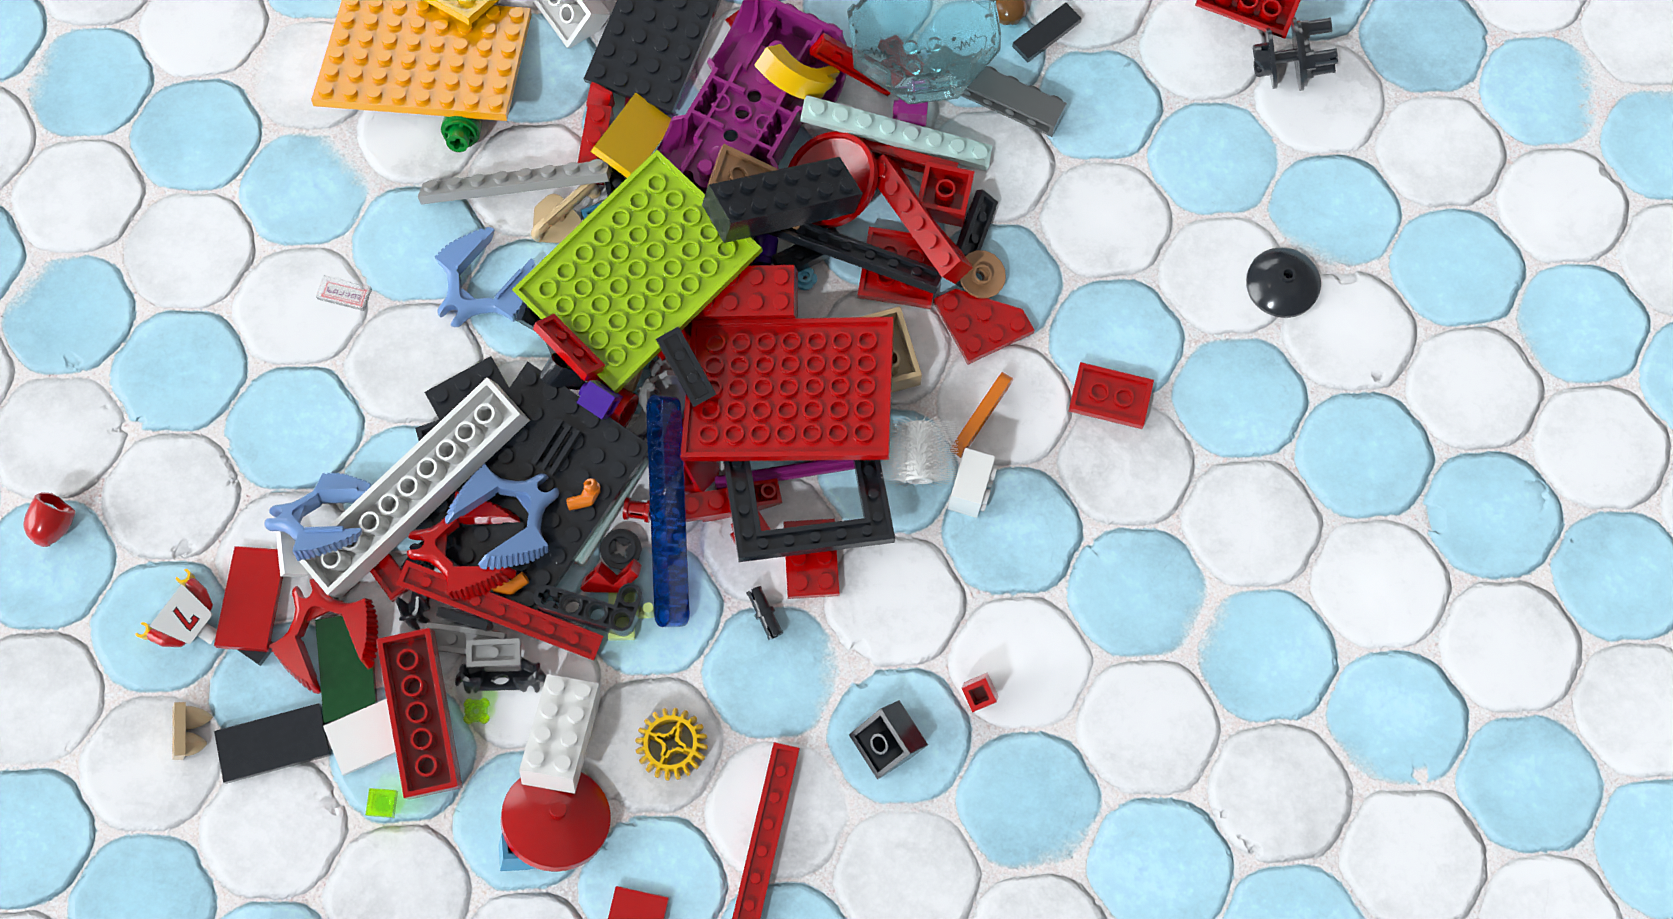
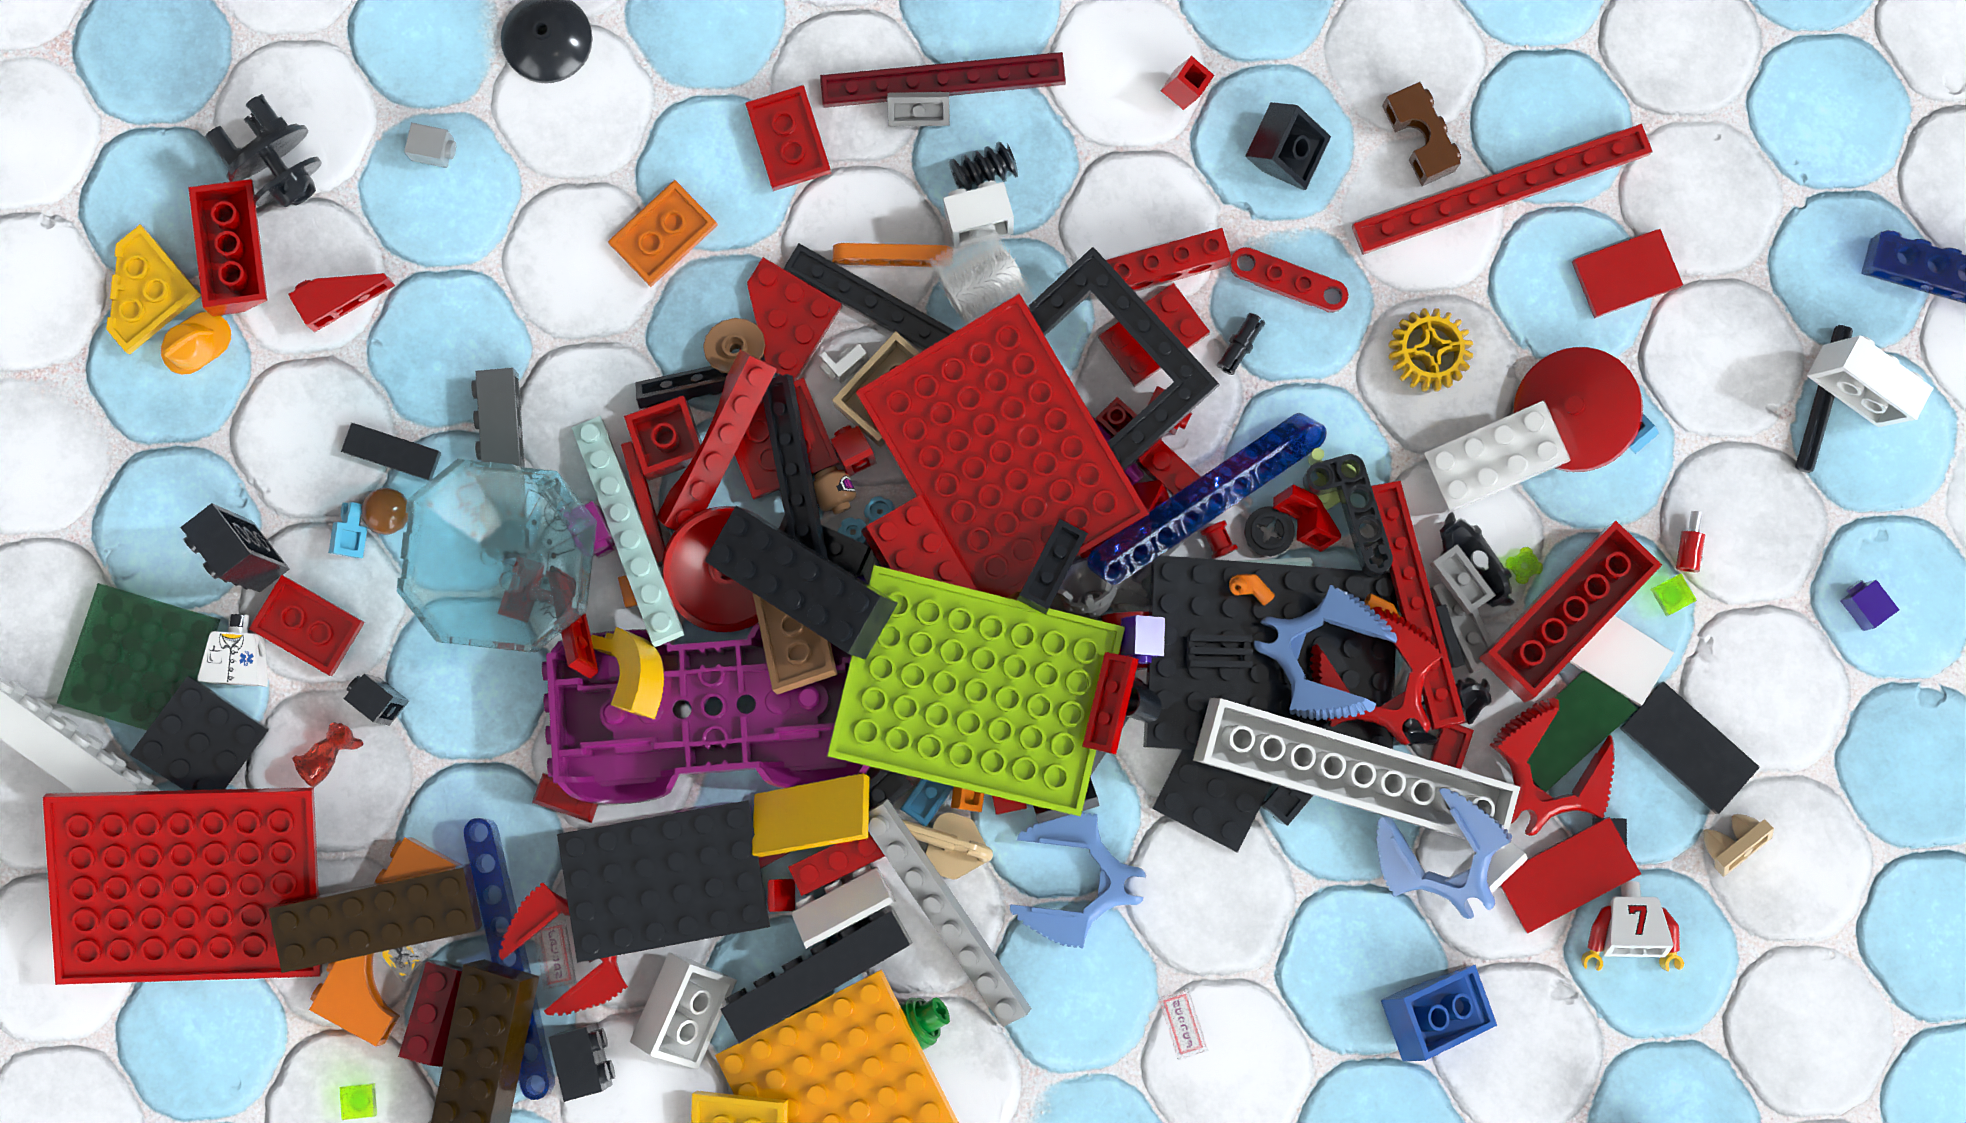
camera: 120 degrees left, 10 degrees up
(227, 454) = (1438, 1014): none -> blue slope
(405, 840) = (1691, 546): none -> red piece
(533, 87) = (816, 976): none -> black brick
(563, 124) = (841, 905): none -> white slope
(789, 678) = (1289, 279): none -> red plate
(811, 845) = (1414, 109): none -> reddish brown arch
(812, 299) = (878, 503): none -> medium azure plate
(840, 279) = (834, 490): none -> medium nougat head
(855, 596) = (1173, 260): none -> red brick
(858, 301) = (853, 449): none -> red slope
(923, 337) = (849, 362): none -> white bracket
(959, 383) = (866, 298): none -> black tile
(1003, 512) = (983, 167): none -> black piece
(1078, 494) = (918, 109): none -> light grey plate
(1090, 529) = (954, 77): none -> dark red tile
(1093, 277) = (662, 233): none -> orange tile
(1175, 44) = (331, 298): none -> red slope
(1246, 163) = (430, 145): none -> light grey brick

